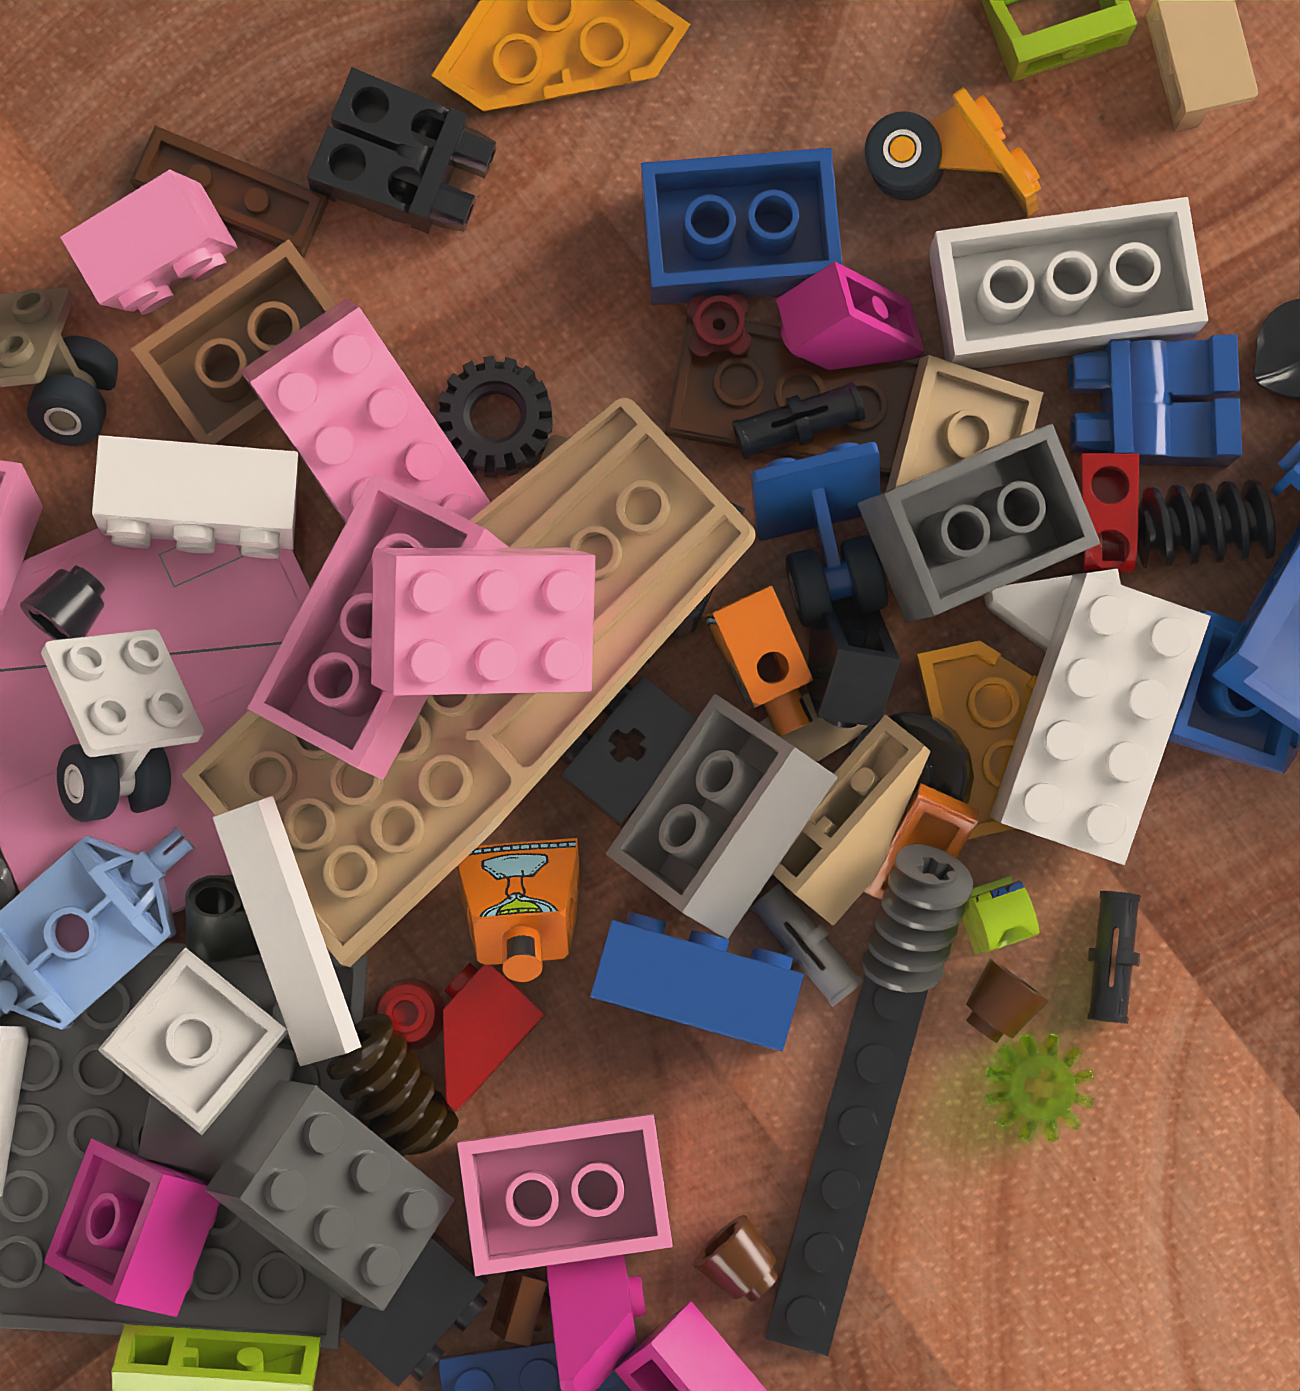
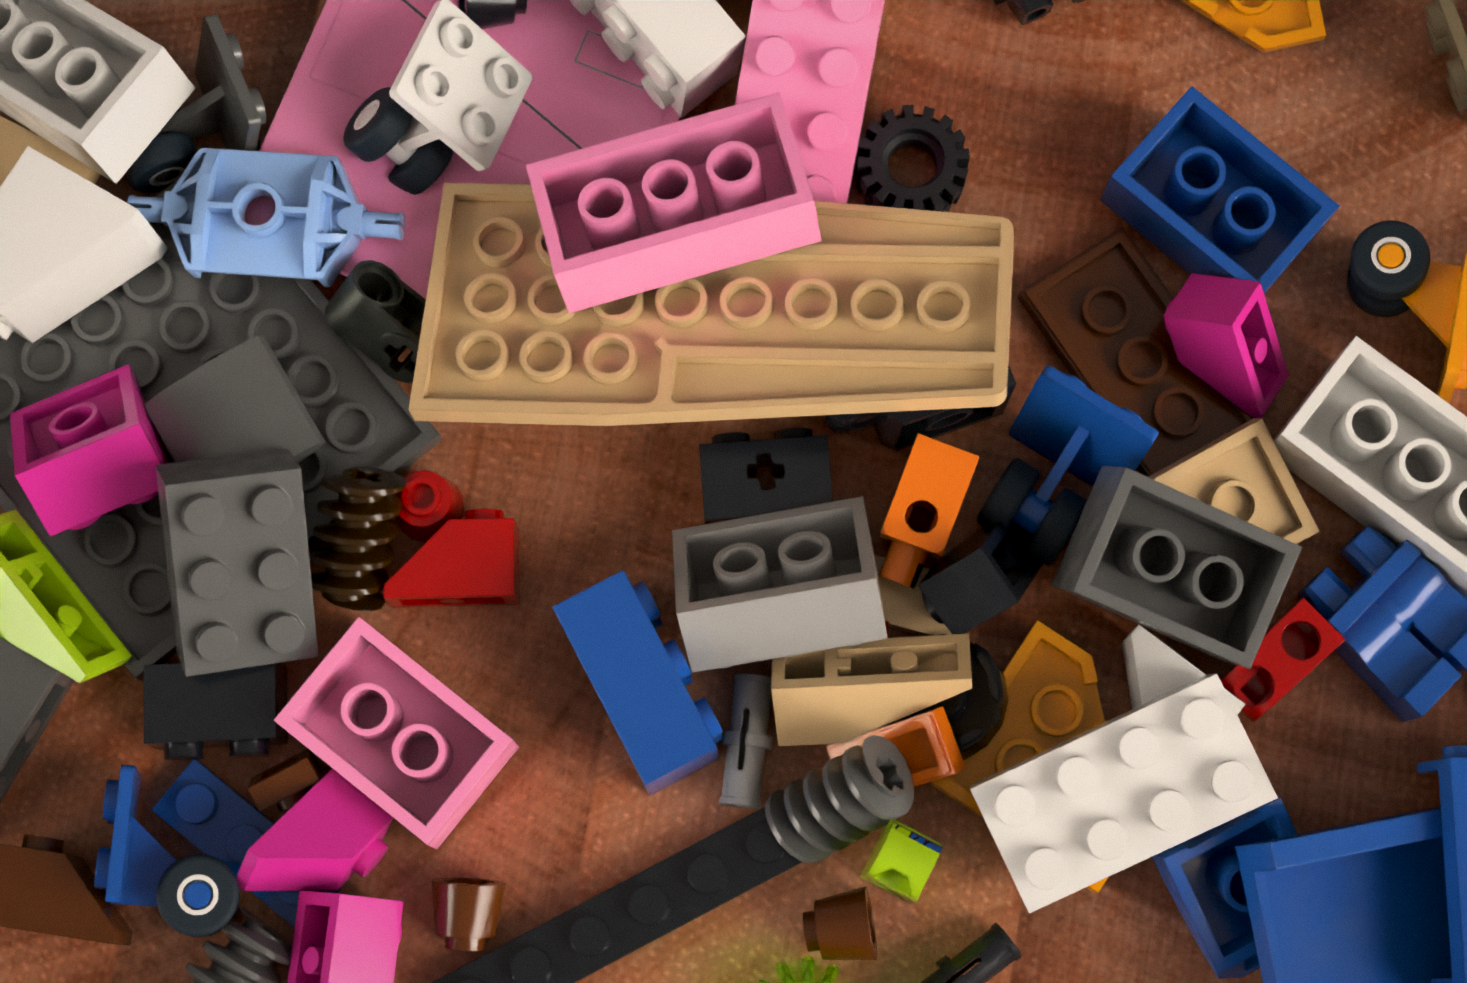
camera: 50 degrees right, 5 degrees down
(193, 1041) = (258, 363): white tile -> none
(286, 931) = (397, 350): white tile -> none
(482, 620) = (744, 257): bright pink brick -> none
(521, 903) = (580, 504): orange torso -> none
(706, 311) = (1143, 240): dark red plate -> none
(798, 420) = (1121, 373): black pin -> none
(1205, 520) = (1345, 740): black piece -> none

